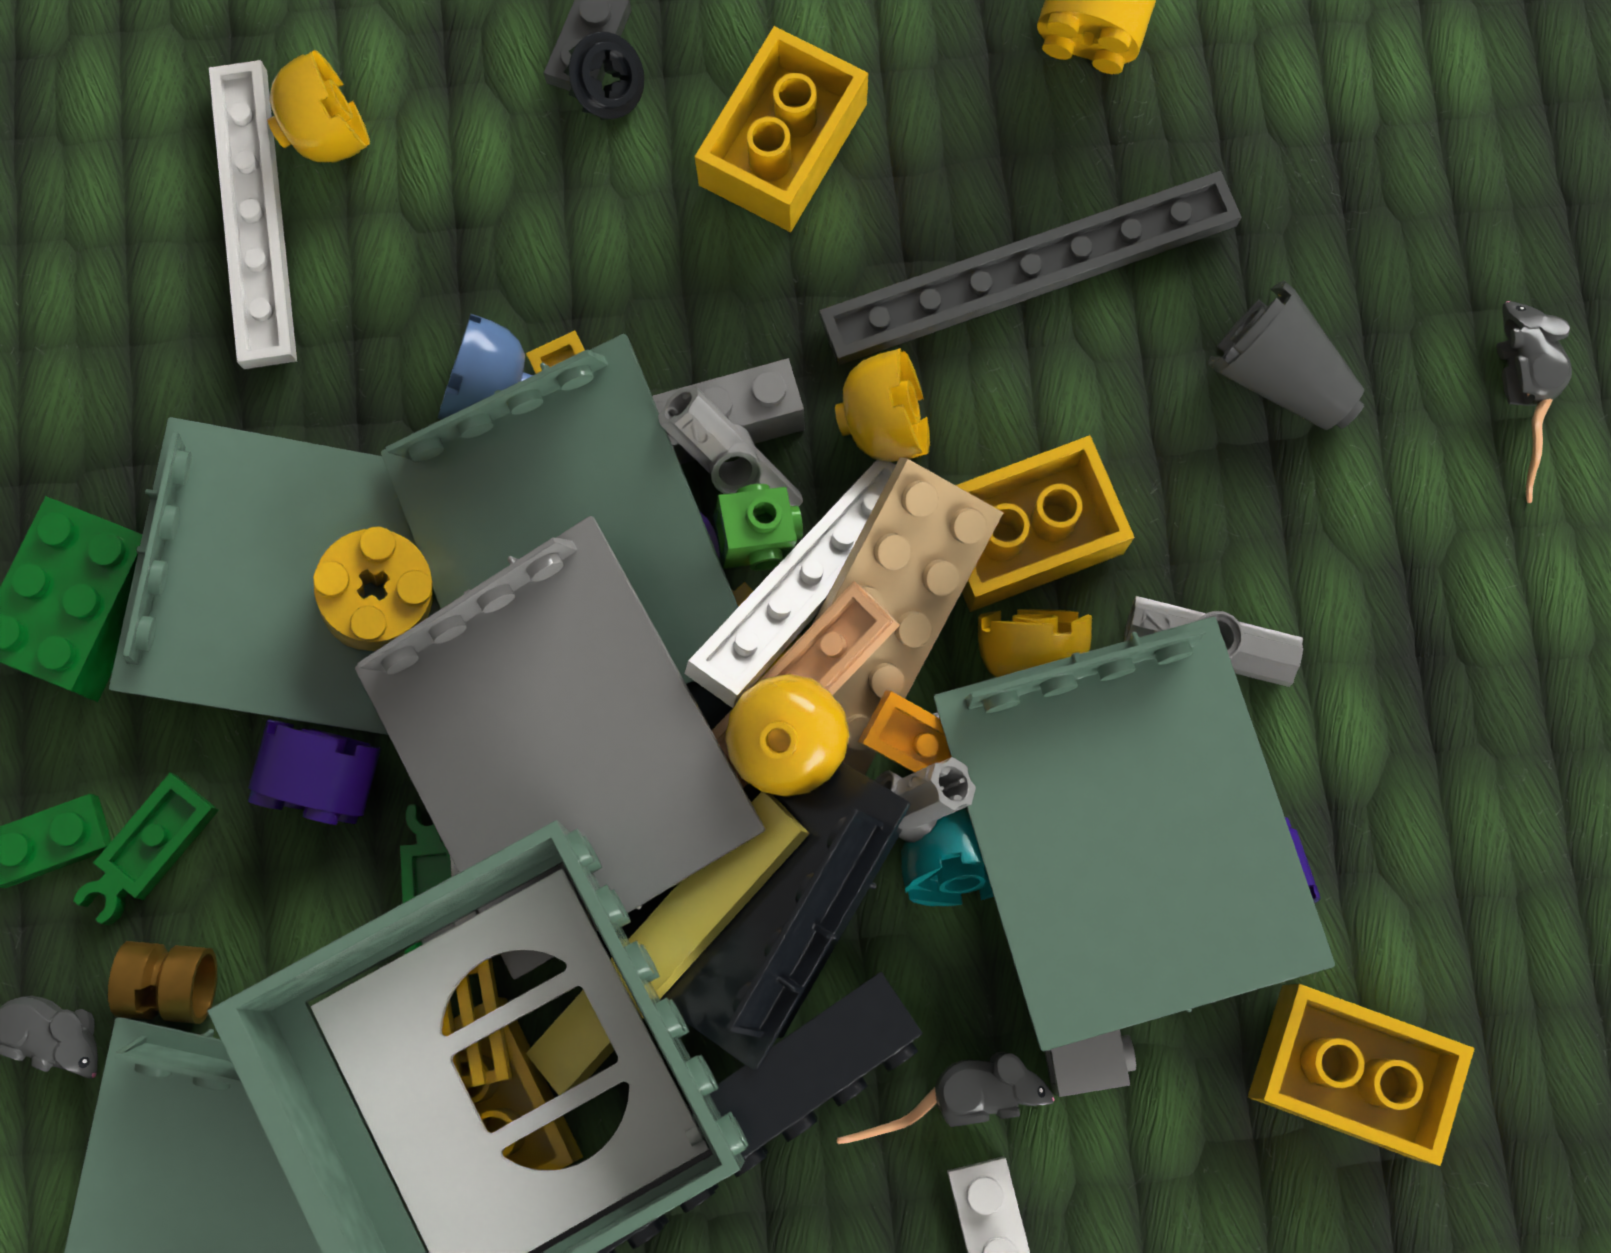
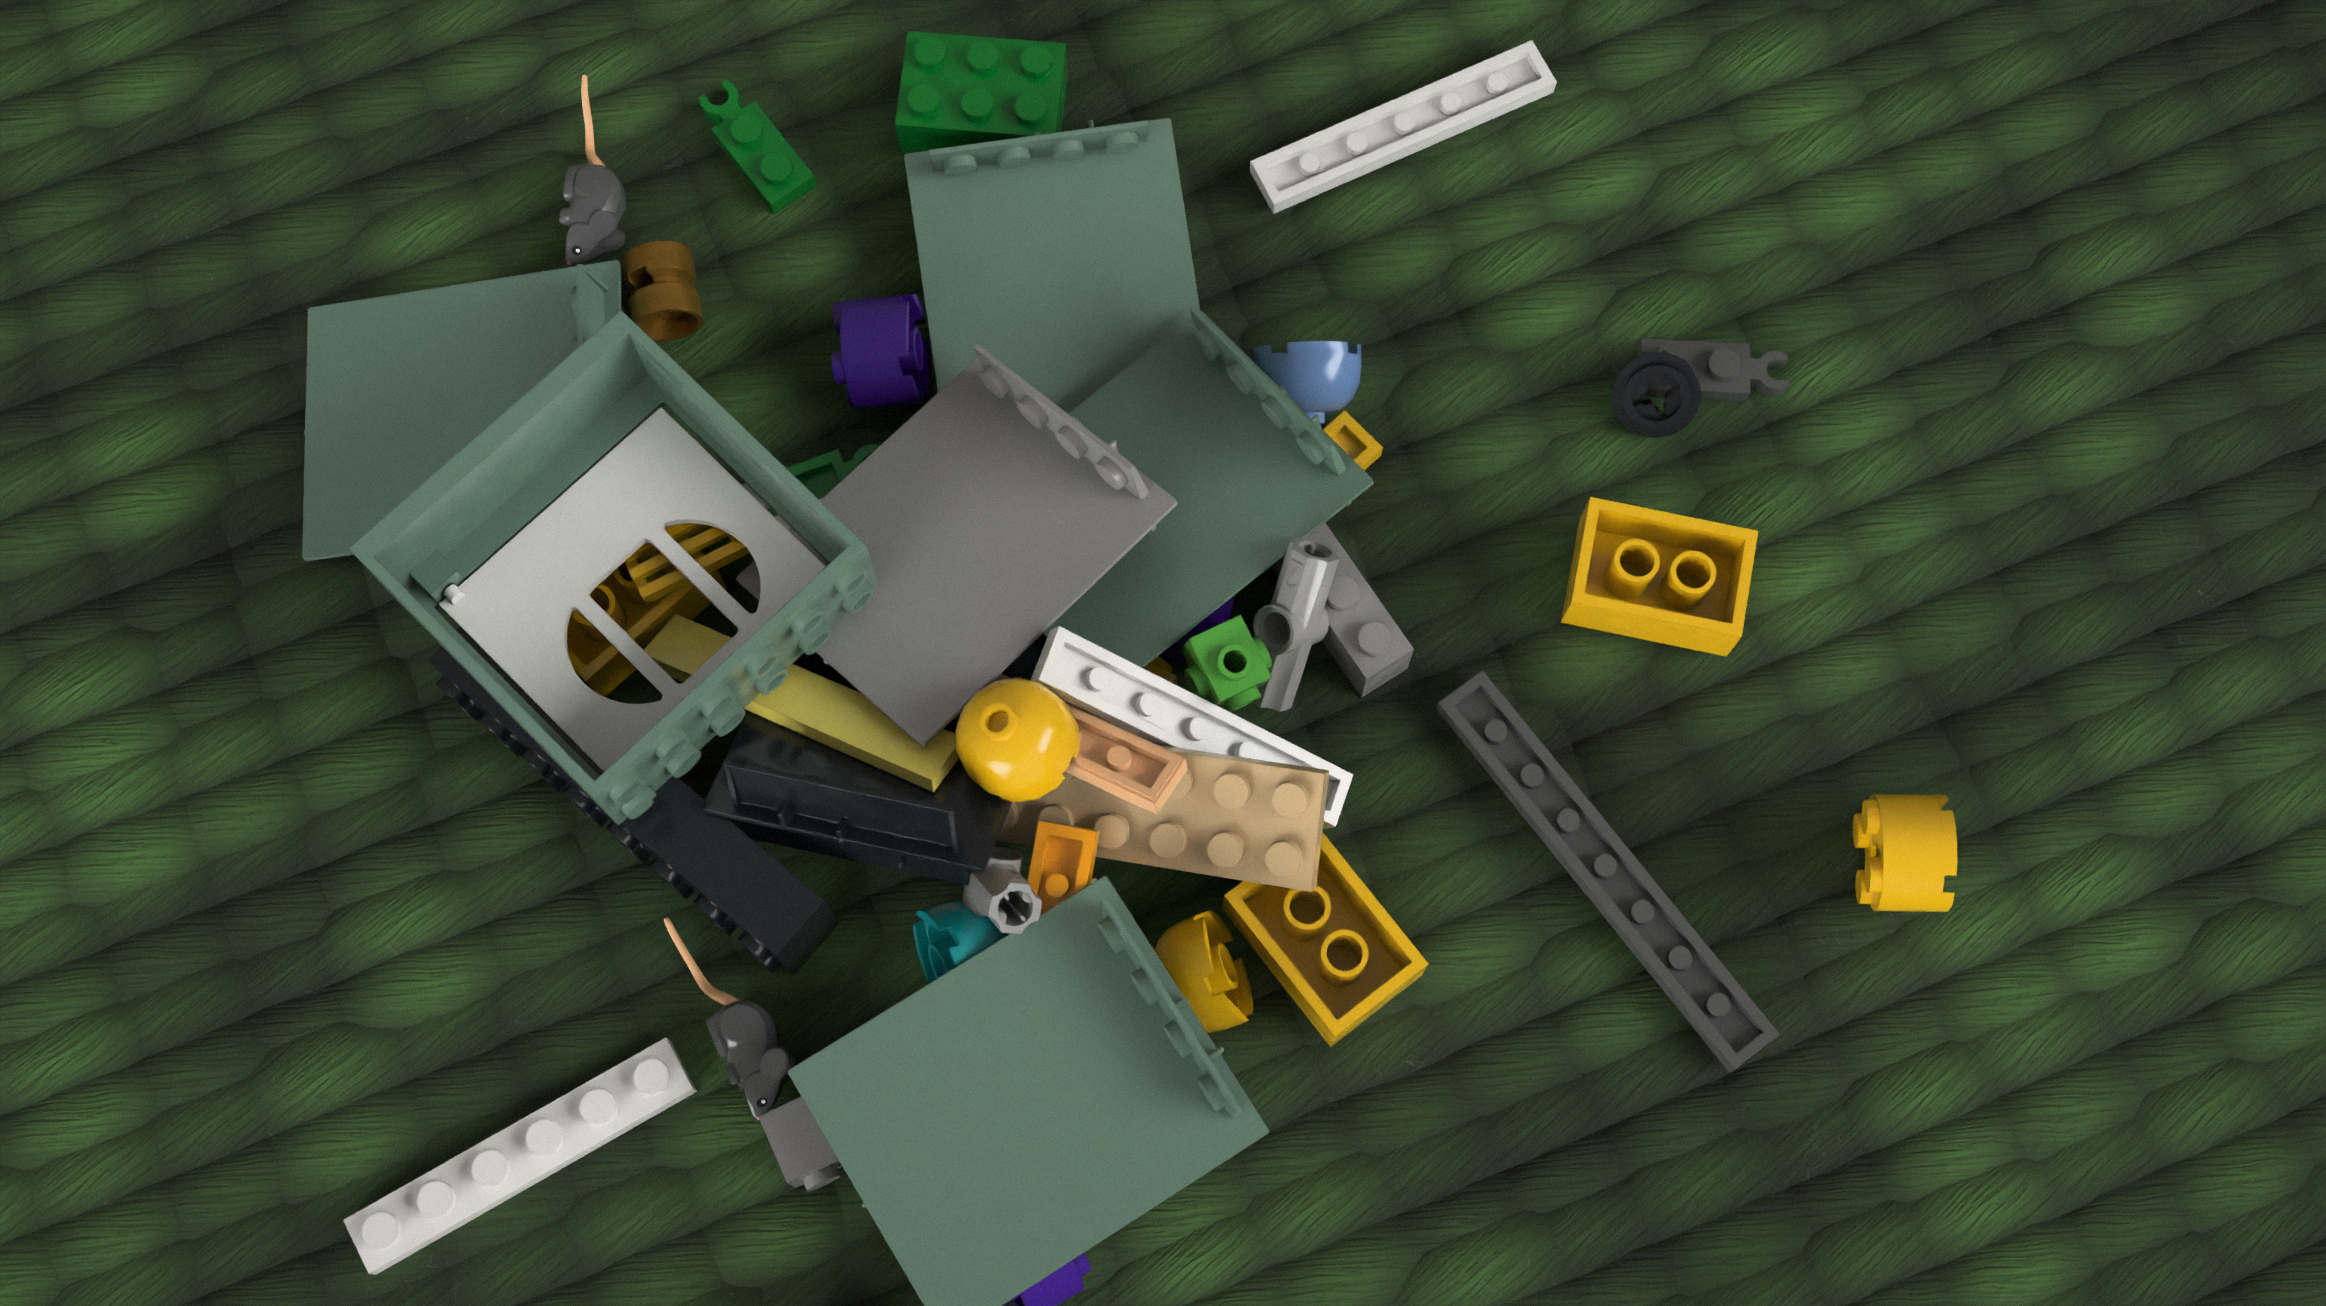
camera: 70 degrees right, 5 degrees down
(147, 846) = (781, 239): green plate -> none
(314, 112) = (1518, 145): yellow cylinder -> none
(374, 558) = (1057, 315): yellow brick -> none
(884, 409) = (1399, 761): yellow cylinder -> none
(1251, 648) = (1265, 1197): light grey piece -> none
(1290, 361) = (1587, 1161): dark grey cone -> none

